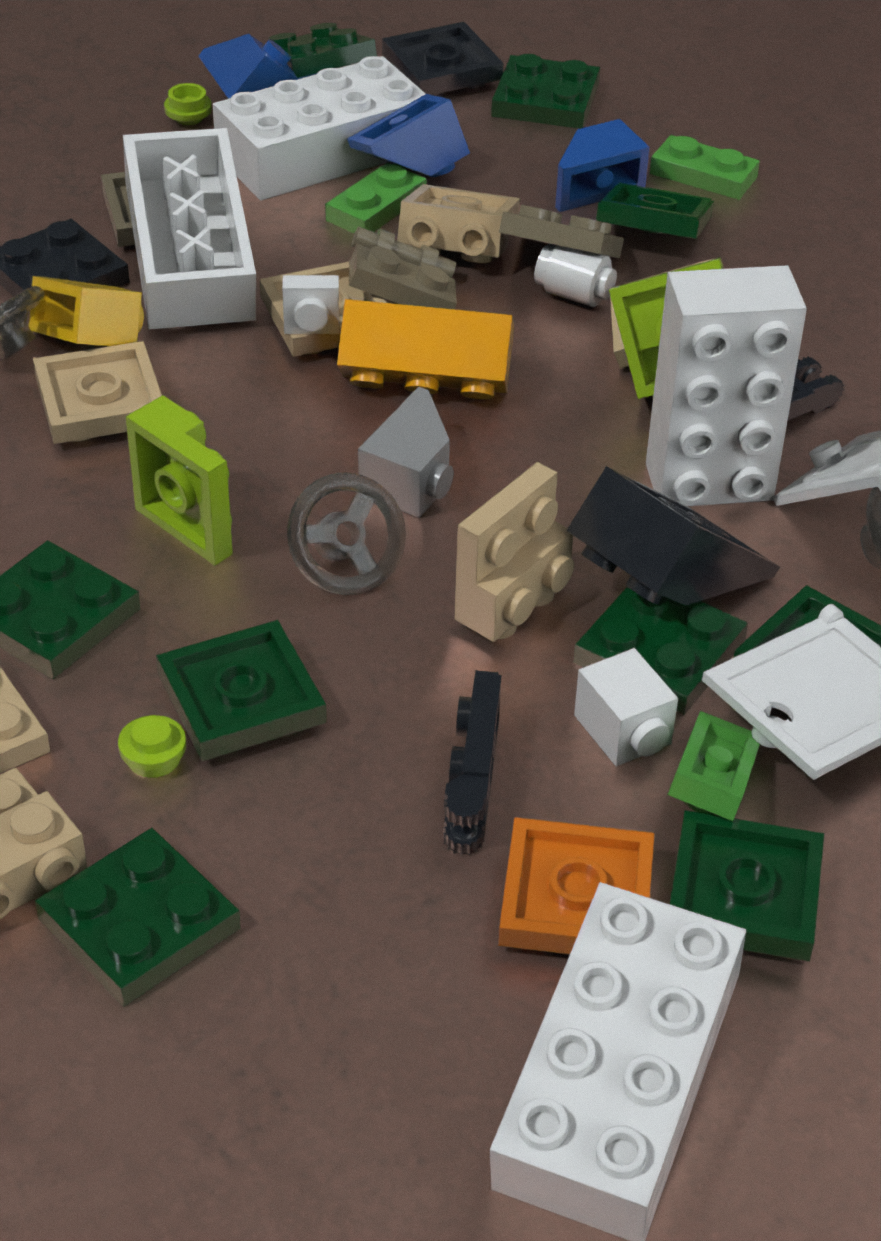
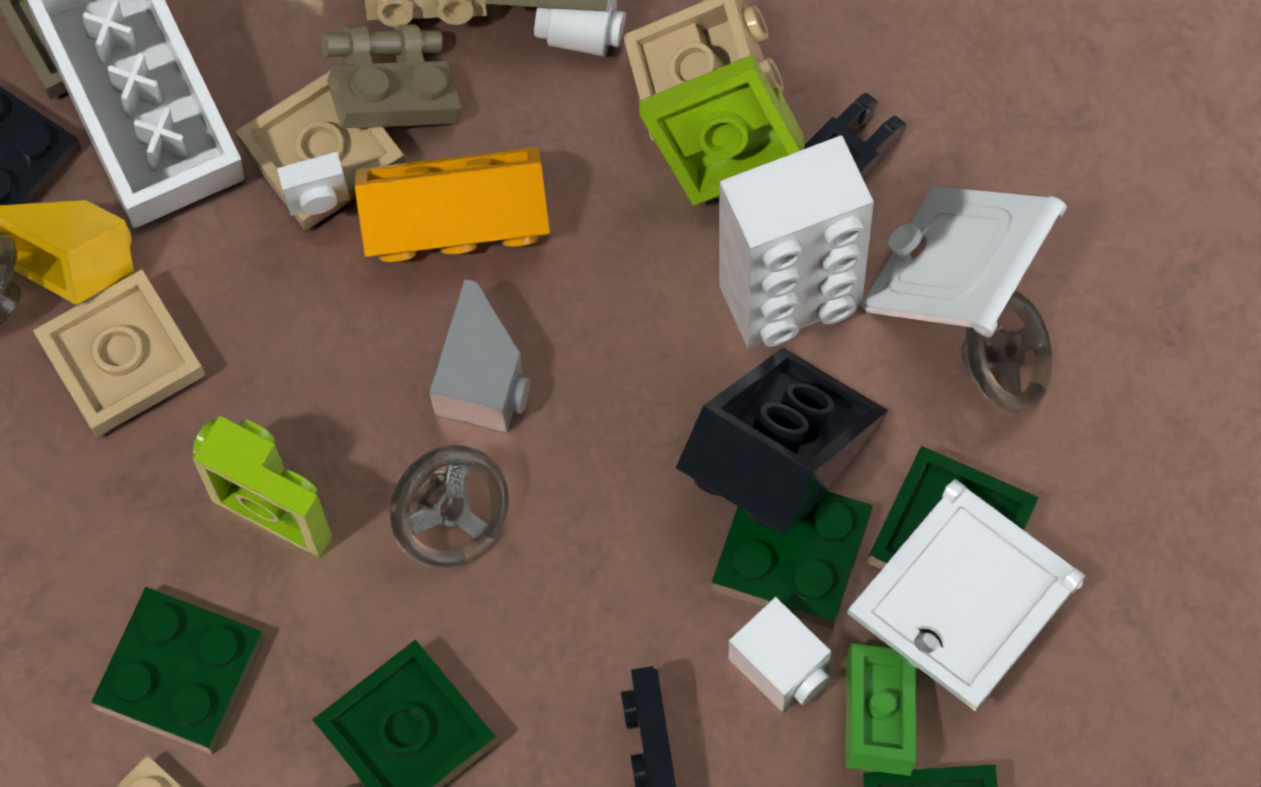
camera: 10 degrees left, 25 degrees up
(512, 556) = (630, 509): tan plate -> none

